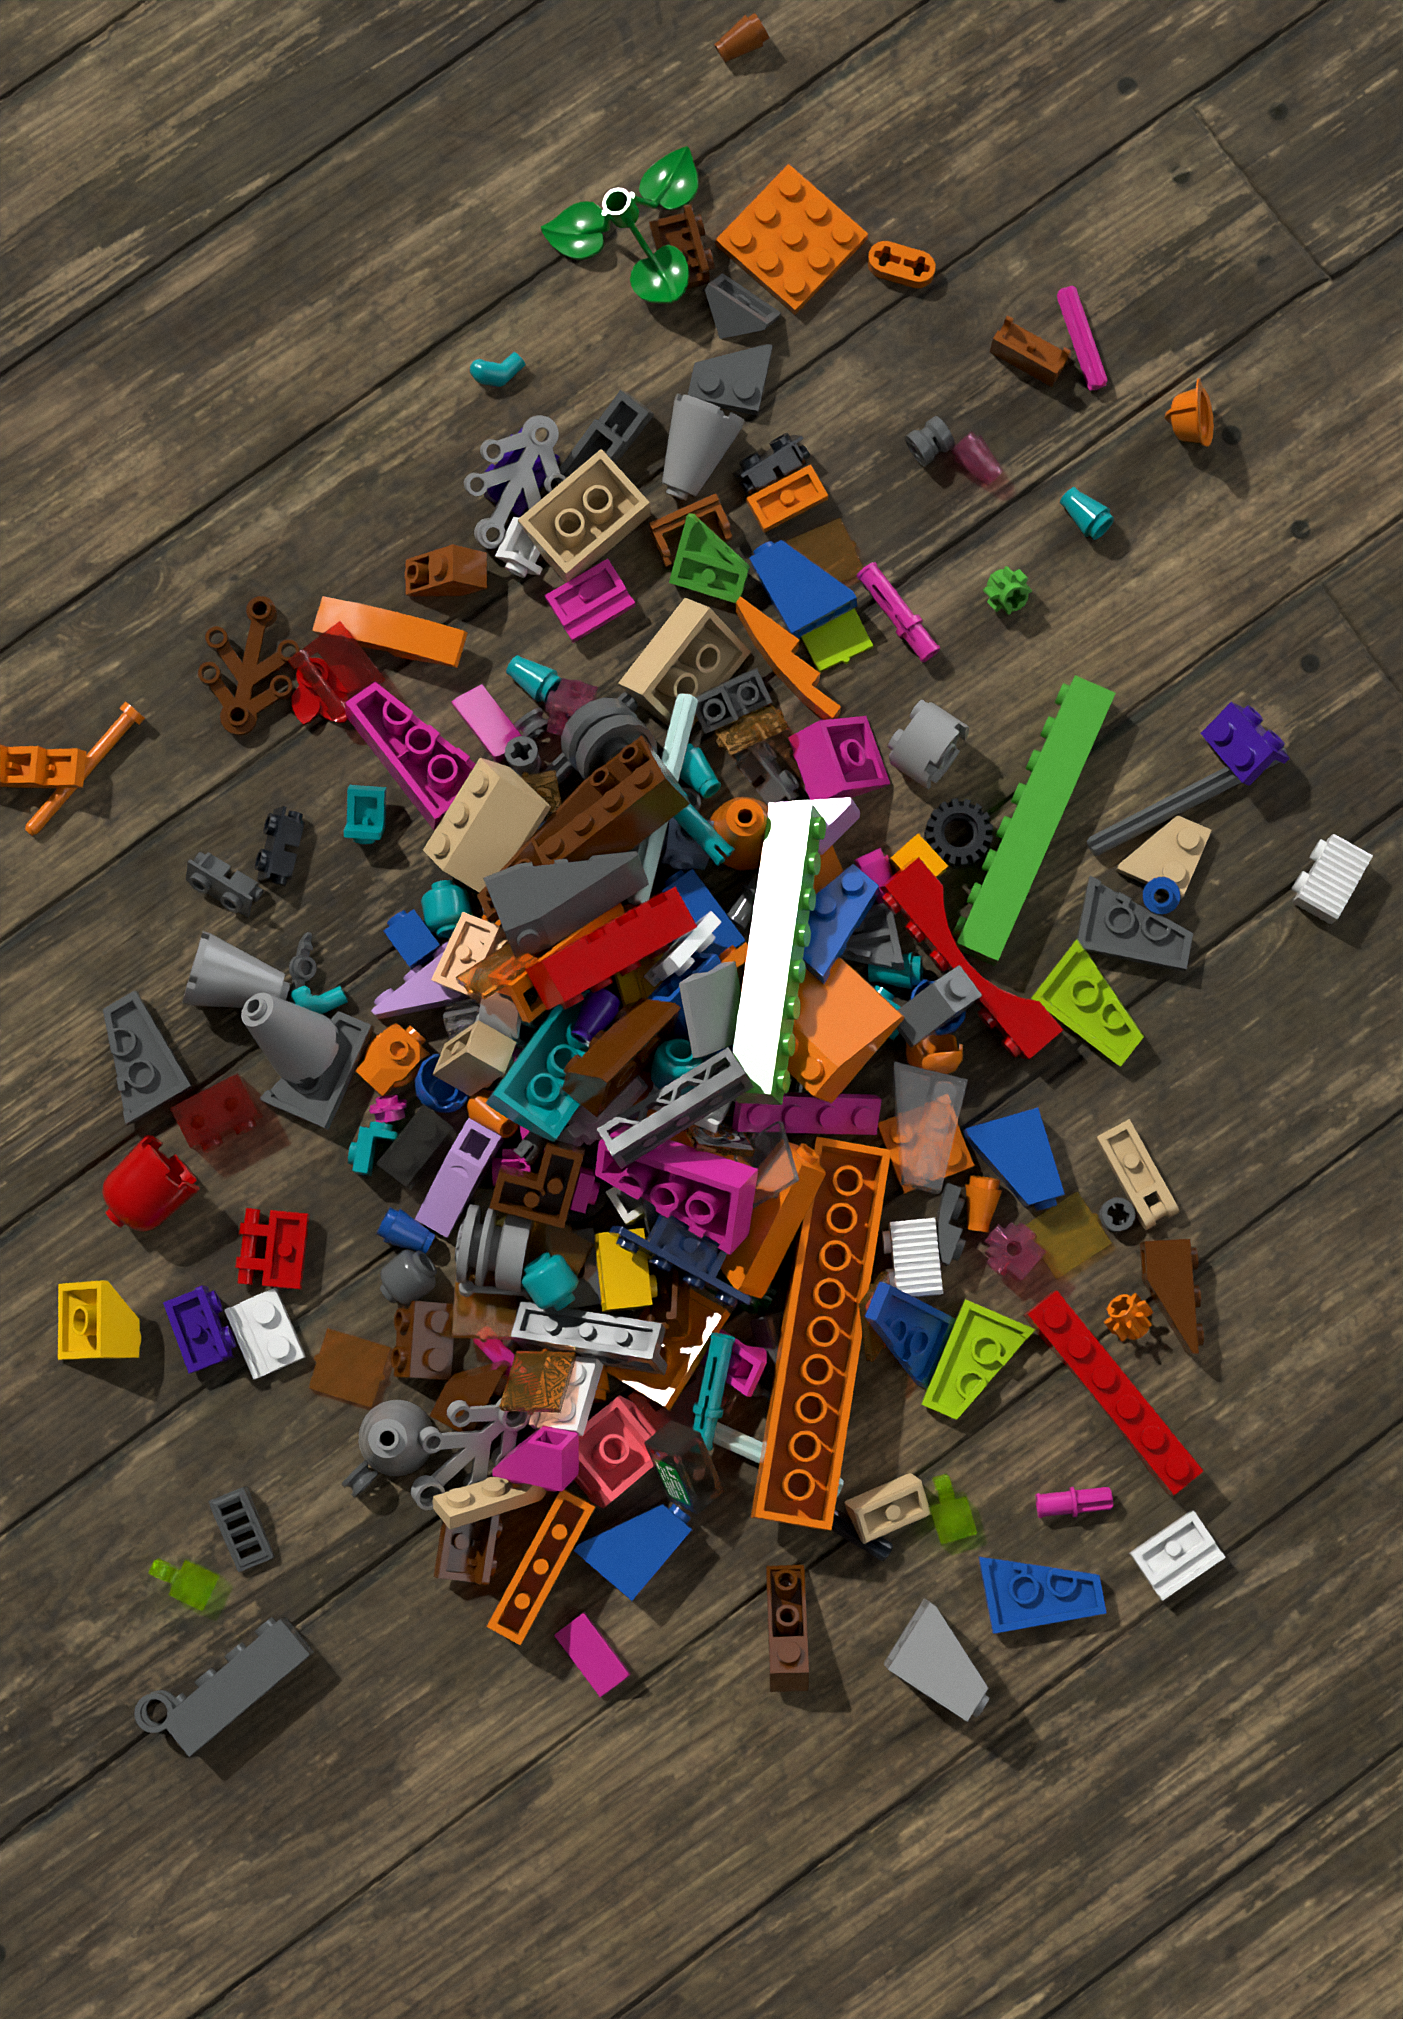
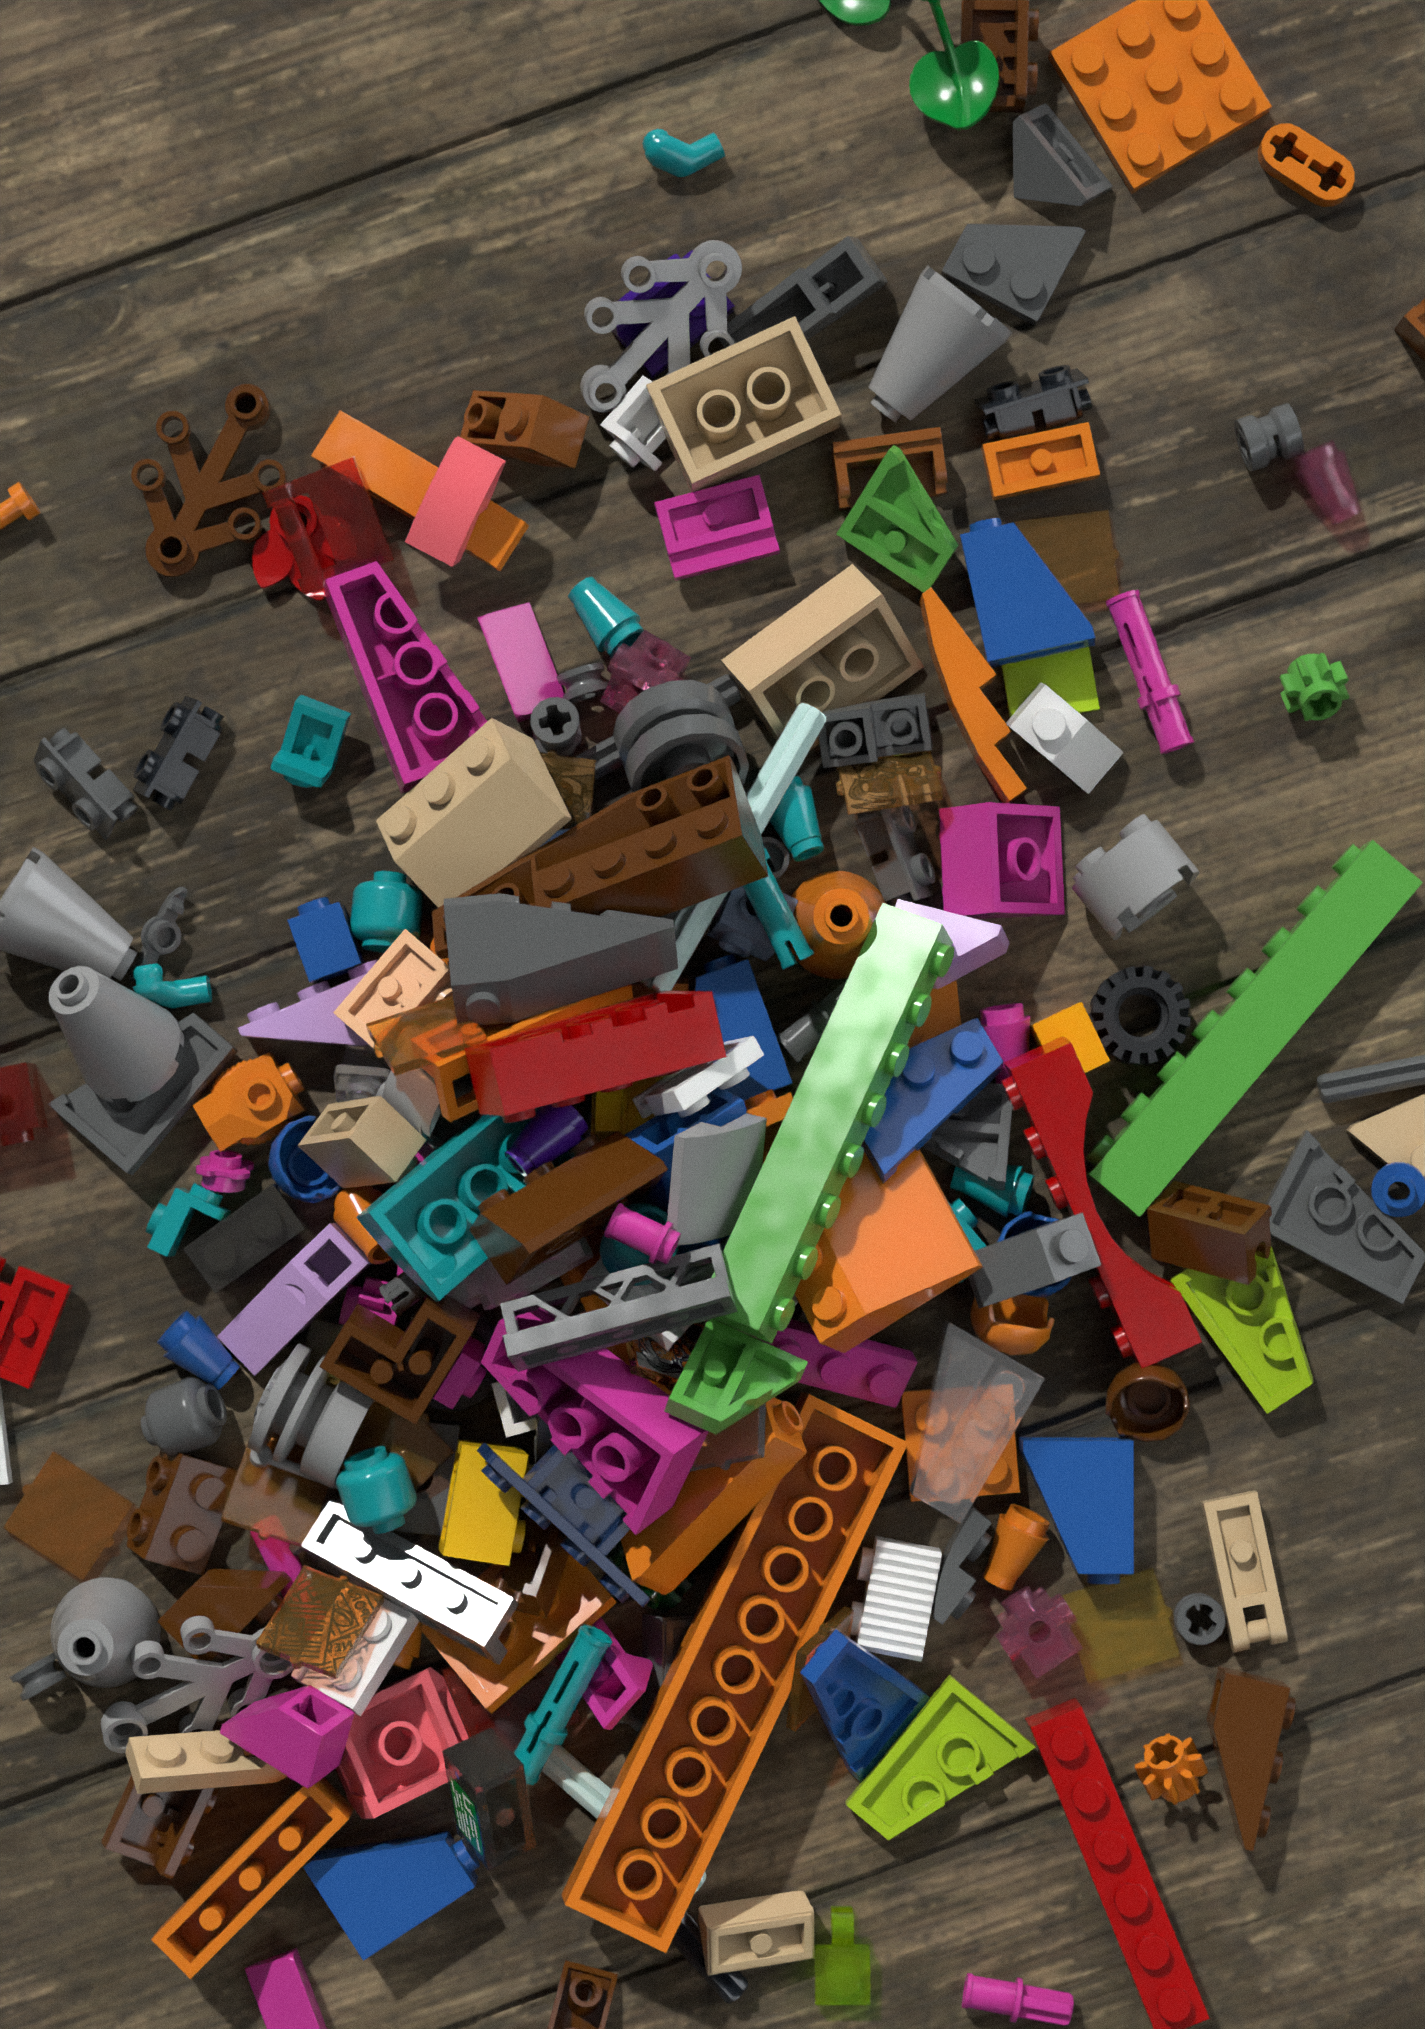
camera: 15 degrees right, 5 degrees up
(415, 628) = (455, 501): none -> coral slope
(677, 1054) = (643, 1234): none -> dark pink pin
(761, 1134) = (730, 1377): none -> bright green wing
(856, 668) = (1064, 737): none -> white slope
(1040, 1081) = (1147, 1402): none -> reddish brown hair
(1046, 957) = (1209, 1231): none -> reddish brown hinge

